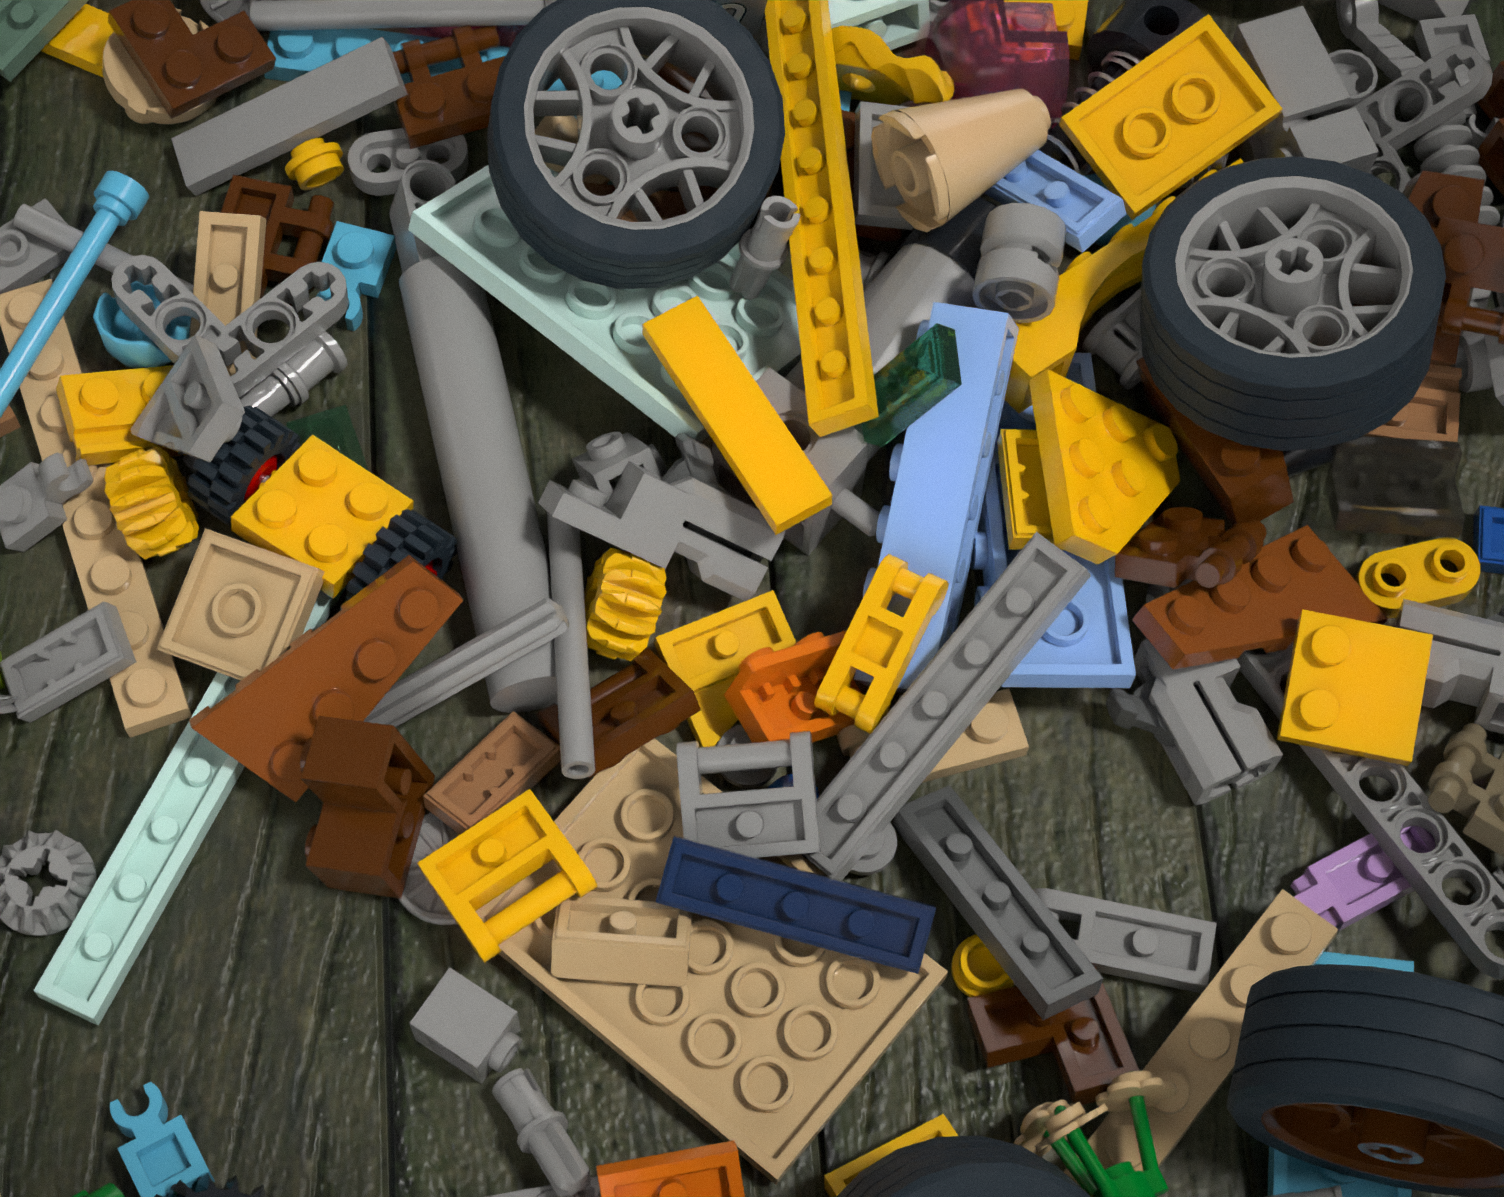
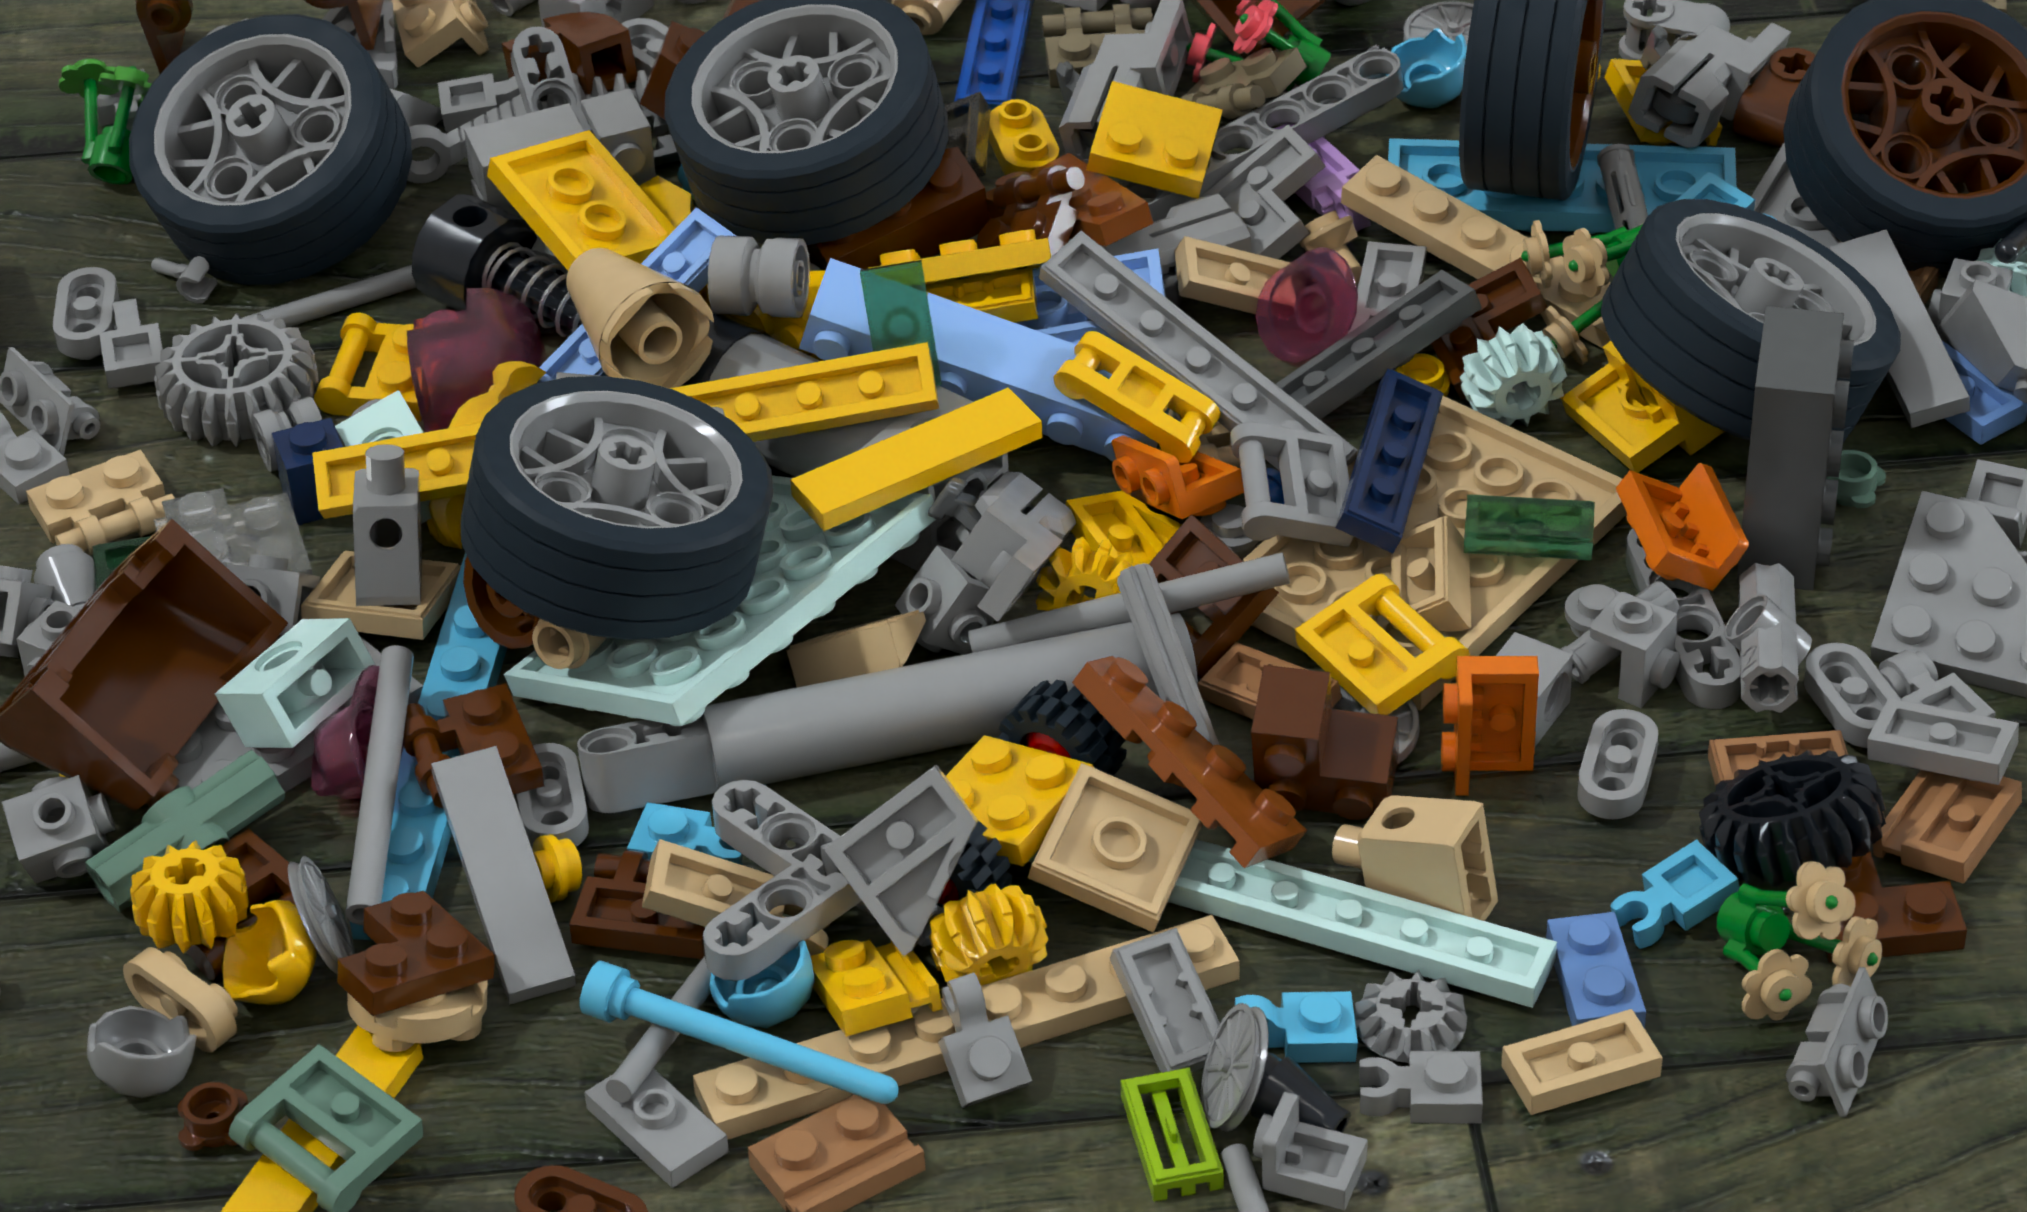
camera: 85 degrees left, 25 degrees down
(44, 791) = (1310, 1025): none -> medium azure plate
(74, 1062) = (1594, 967): none -> medium blue plate
(202, 895) = (1424, 853): none -> tan torso
(356, 1112) = (1617, 764): none -> light grey plate
(385, 946) = (1491, 716): none -> orange bracket
(506, 1141) = (1647, 645): none -> light grey bracket
(566, 406) = (856, 650): none -> tan slope
(597, 1118) = (1585, 605): none -> light grey plate
(684, 1044) = (1529, 527): none -> clear green plate
(953, 1055) = (1513, 375): none -> light aqua gear
(1082, 850) = (1307, 305): none -> clear pink piece
(1141, 774) = (1222, 274): none -> tan plate
(1241, 889) = (1333, 233): none -> tan plate
(1293, 800) = (1261, 186): none -> light grey plate

